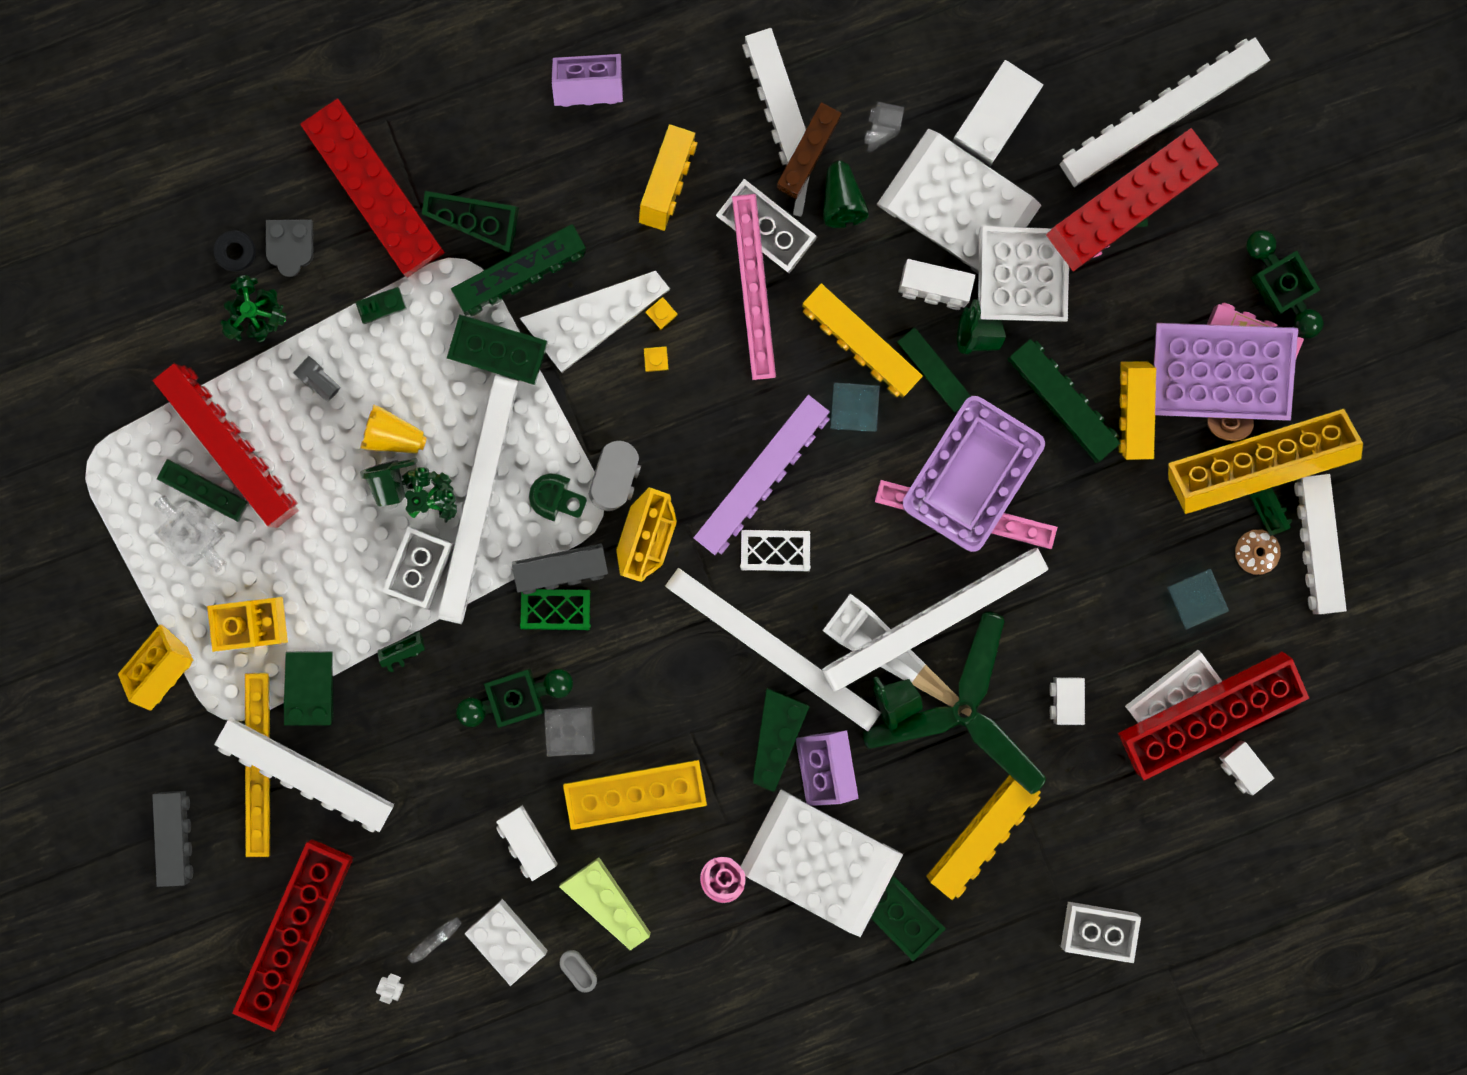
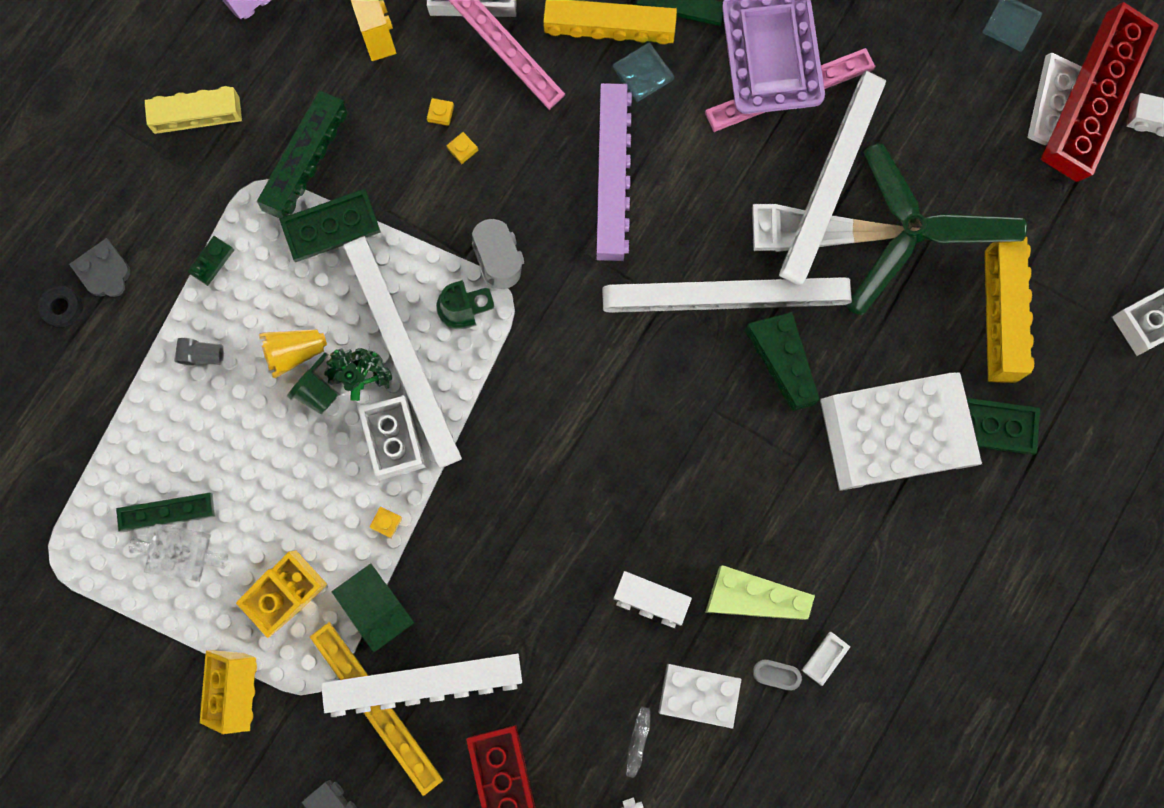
camera: 40 degrees left, 10 degrees down
(226, 445) = (157, 455): red brick -> none
(242, 307) = (101, 335): dark green plant -> none
(366, 628) = (385, 522): none -> yellow plate
(372, 188) = (139, 178): red brick -> none
(400, 650) = (424, 525): dark green plate -> none
(457, 160) = (193, 110): none -> light yellow brick
(472, 711) = (576, 449): dark green brick -> none
(481, 219) = (236, 141): dark green wedge -> none
(559, 568) = (508, 355): dark grey brick -> none
(566, 625) = (529, 375): green window -> none
(569, 731) = (616, 479): clear brick -> none
(587, 321) = (389, 153): white wing -> none
(625, 987) = (826, 658): none -> white tile
(635, 794) = (708, 492): yellow plate -> none
(646, 535) = (556, 278): yellow wedge -> none
(722, 879) = (835, 503): bright pink cone -> none
(764, 534) = (666, 204): white window -> none
(827, 768) = (843, 354): lavender slope -> none
(896, 701) = (854, 260): dark green container -> none
(1068, 701) = (983, 164): white brick -> none

